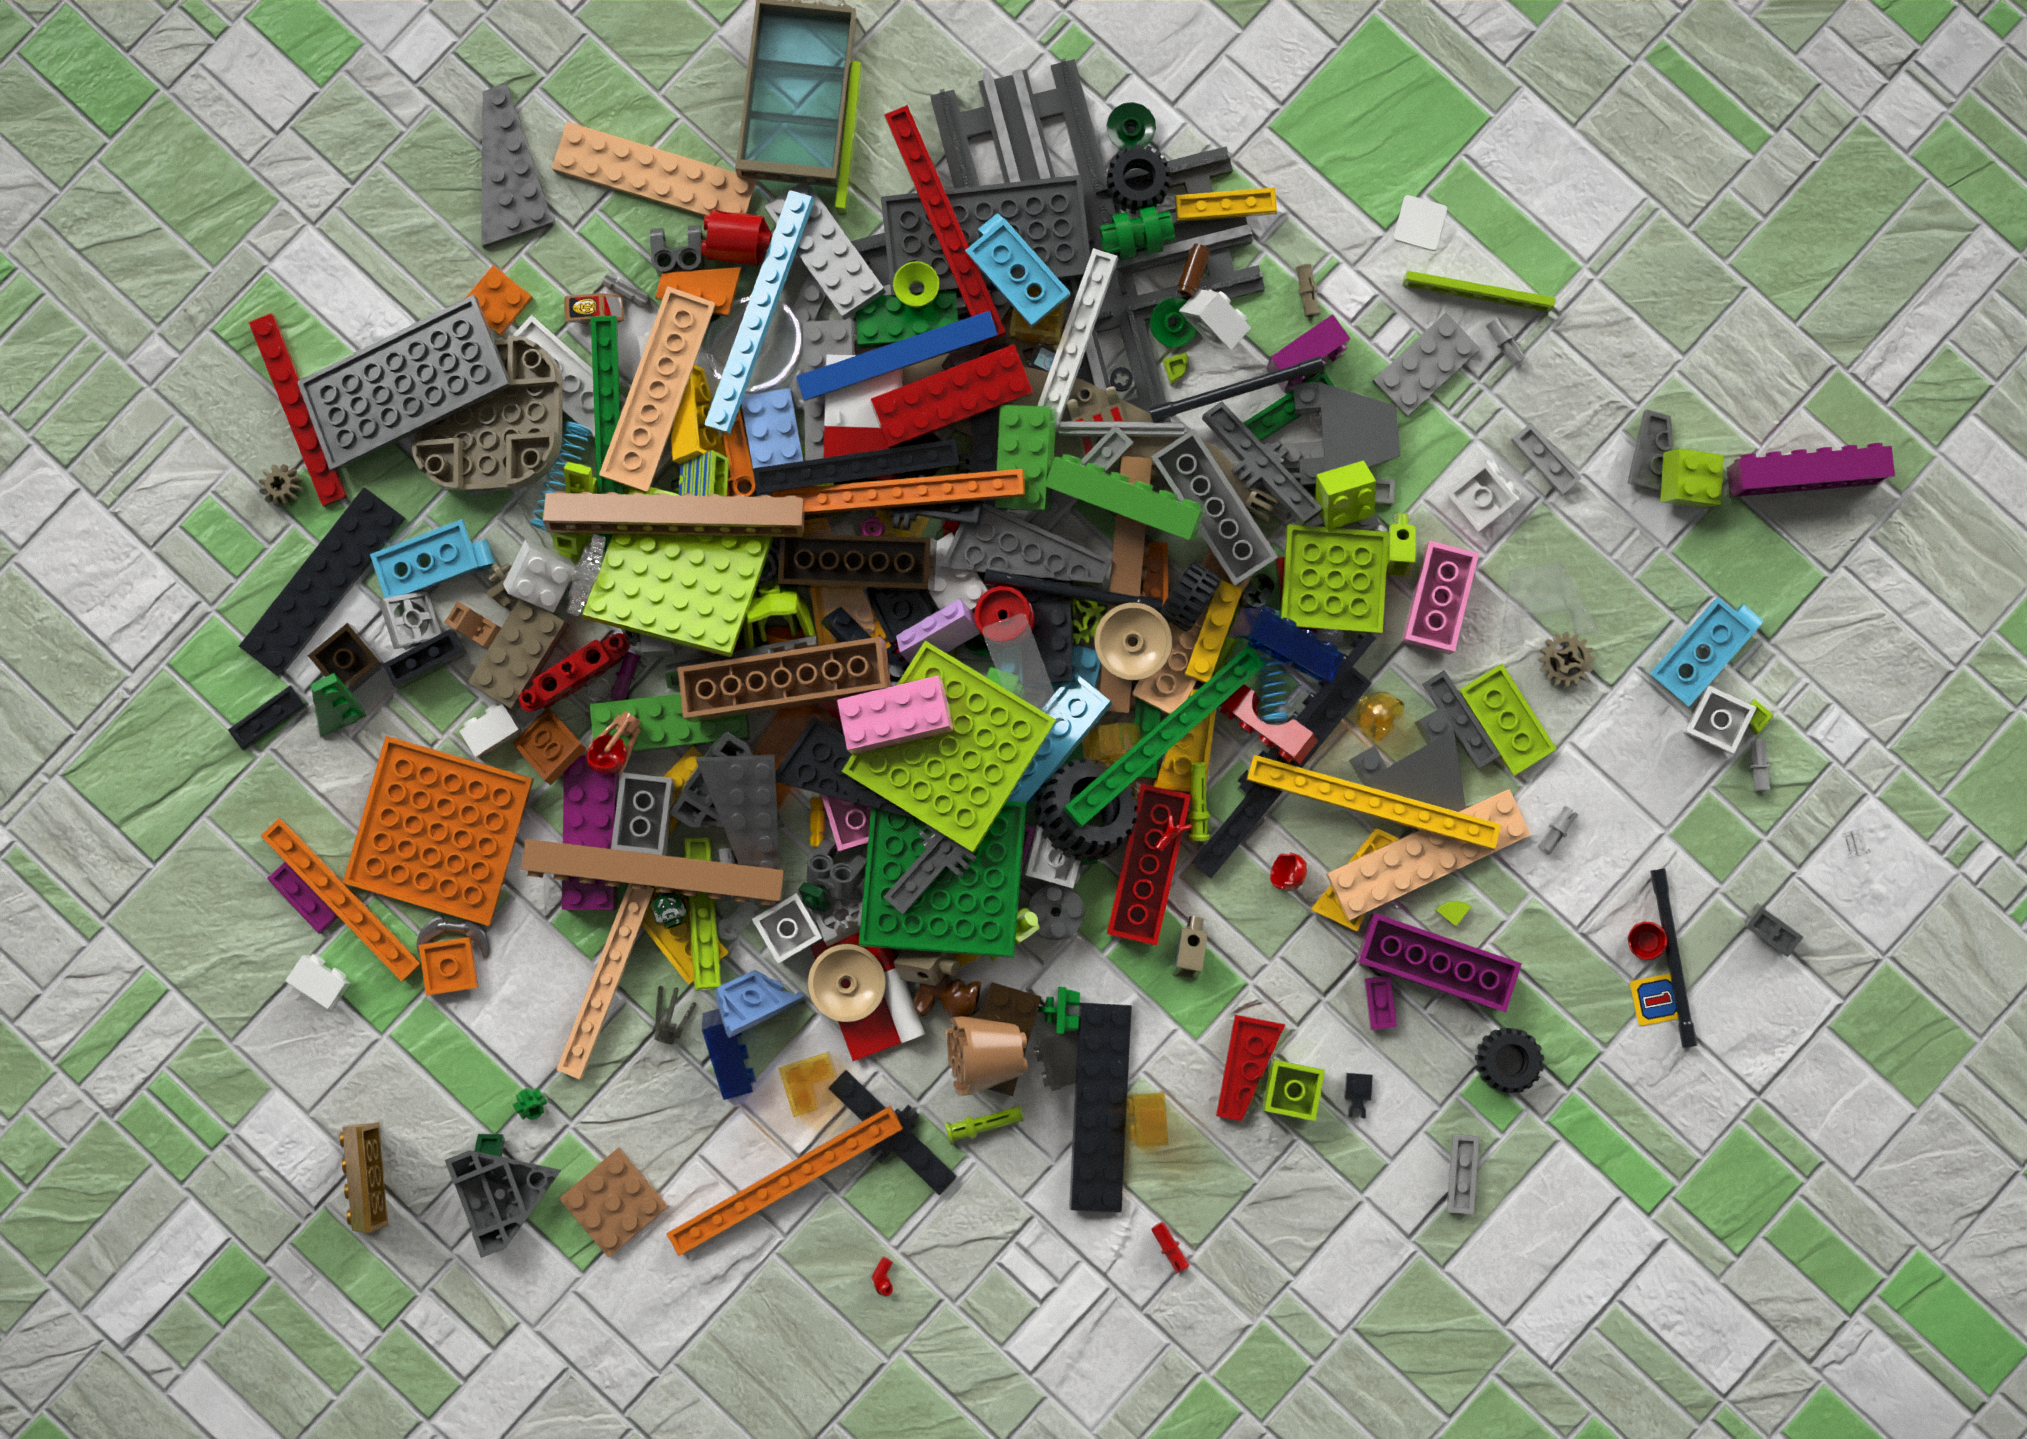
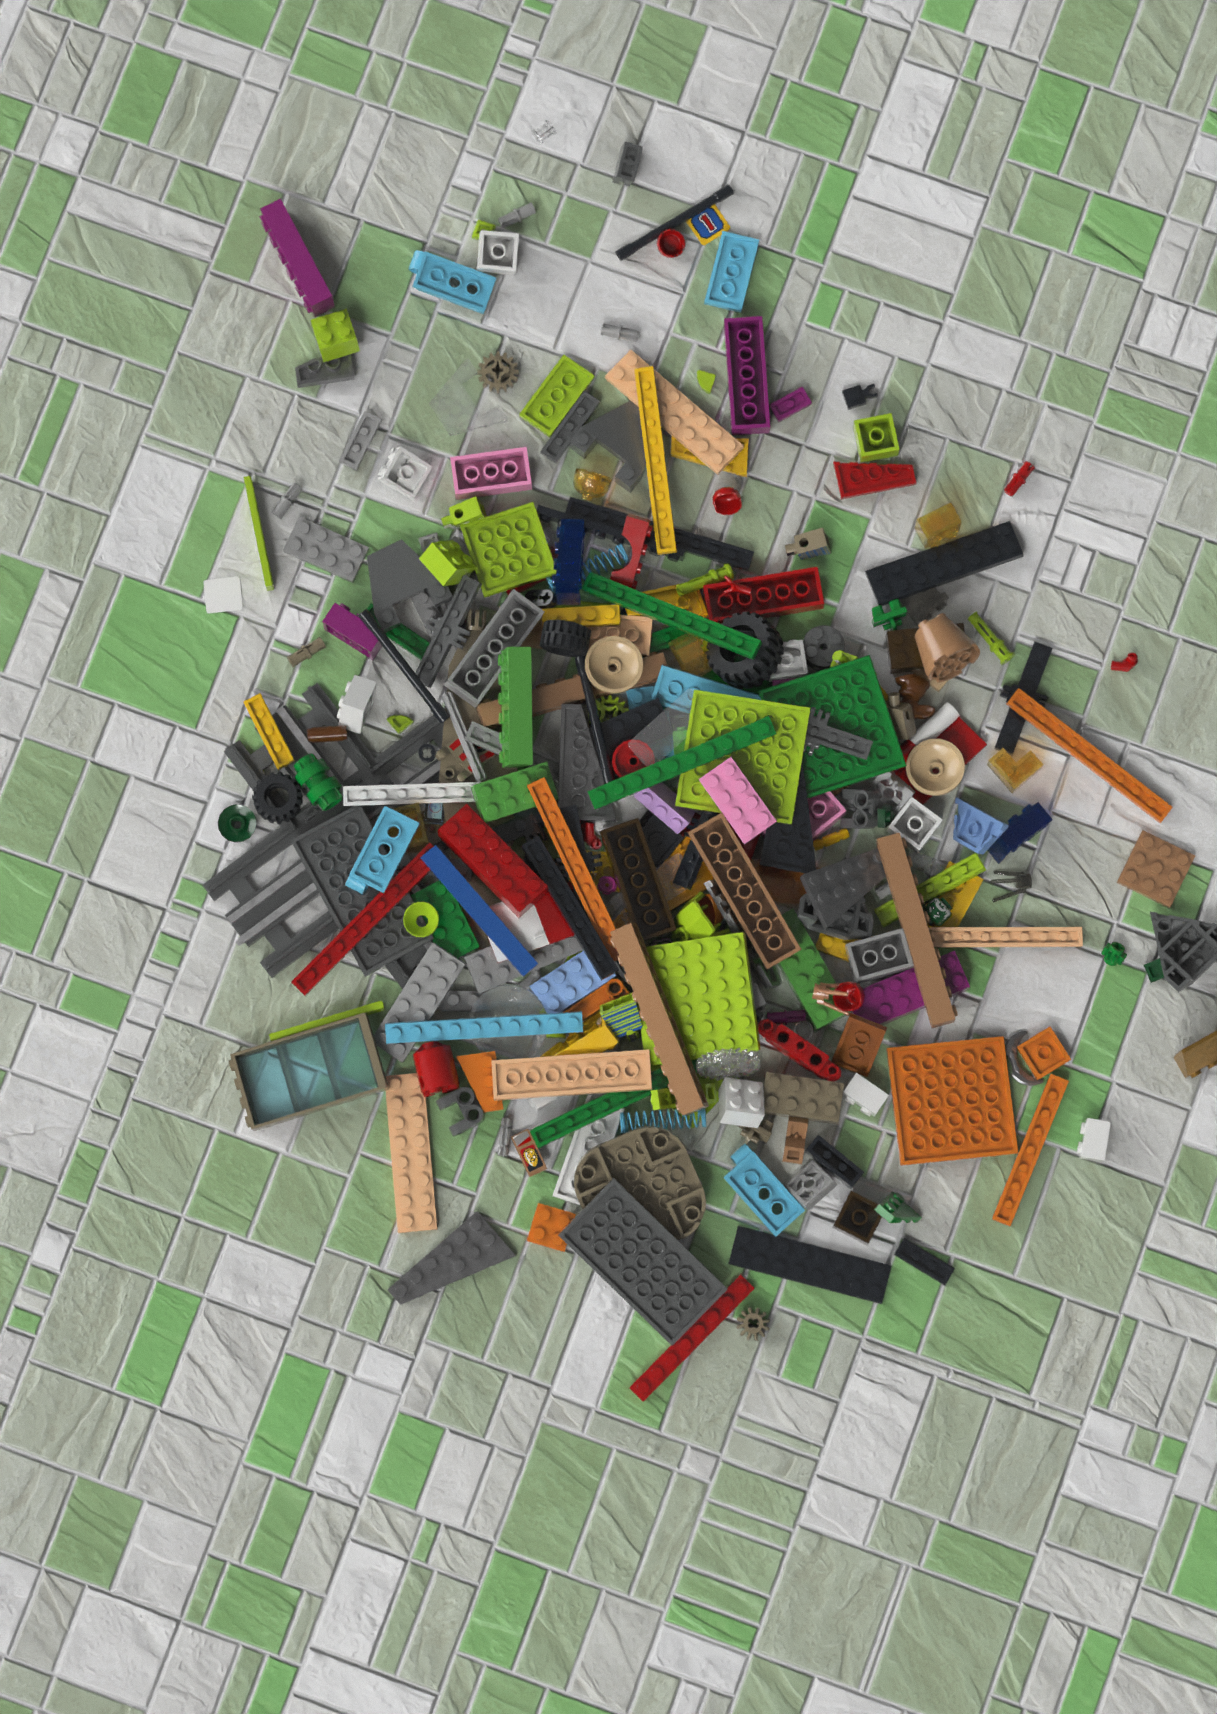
camera: 110 degrees left, 5 degrees down
(302, 898) = (1040, 1179): magenta tile -> none
(935, 529) = (590, 837): none -> red arm
(971, 669) = (682, 762): none -> green plate
(1157, 571) = (562, 670): orange plate -> none
(1174, 335) = (375, 731): green dish -> none
(1462, 1174) = (883, 304): light grey plate -> none
(1531, 1060) = (796, 288): black tyre -> none
(1581, 1002) = (731, 271): none -> medium azure plate

